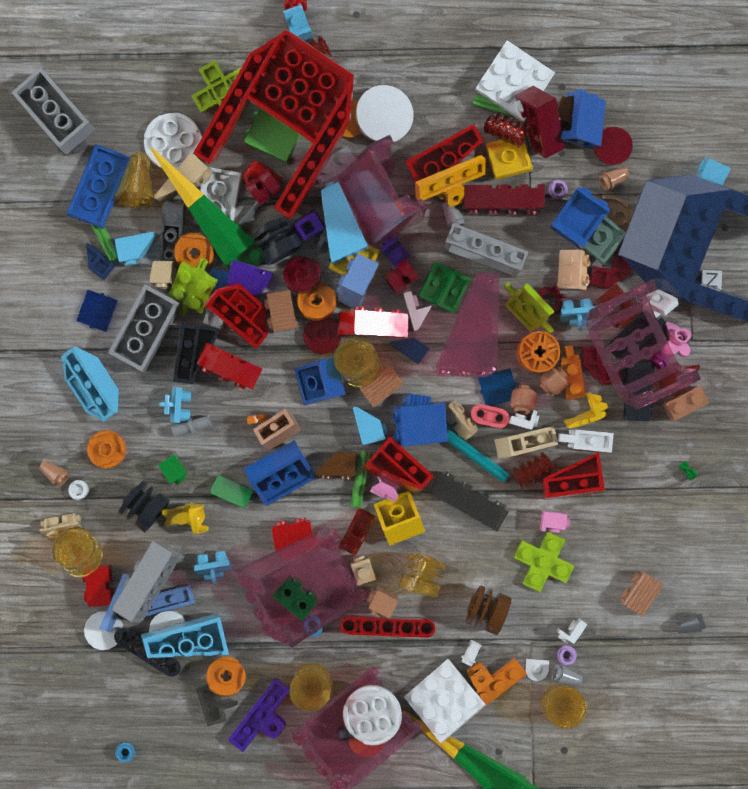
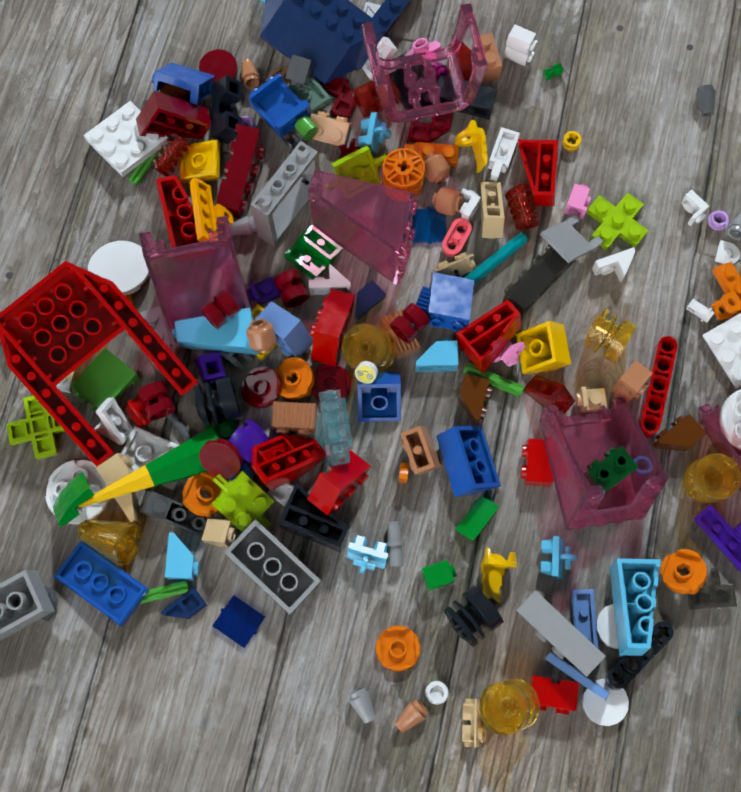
camera: 75 degrees left, 15 degrees down
(55, 429) = (362, 703): none -> light grey cone
(90, 383) = (320, 646): medium azure wedge -> none
(159, 140) = (71, 496): none -> green slope
(223, 259) = (220, 458): none -> dark red tile
(237, 154) = (113, 422): none -> white slope
(275, 349) = (335, 427): none -> clear light blue brick
(331, 365) = (366, 372): none -> tile
(340, 264) = (261, 335): none -> nougat head
(347, 655) = (681, 436): none -> reddish brown slope
(355, 221) = (220, 309): none -> dark red wheel
(387, 393) = (411, 321): none -> dark red wheel
(488, 610) = (659, 279): reddish brown wheel -> none
(499, 573) = (618, 262): none -> white slope
(506, 519) = (569, 241): none -> light grey flag
(561, 248) = (305, 130): none -> leg
(580, 161) = (225, 96): none -> black arch
(618, 497) = (574, 136): none -> yellow bush
(619, 228) = (300, 71): none -> dark grey brick
(641, 593) = (667, 136): nougat brick -> none
(702, 434) = (520, 45): none -> white brick

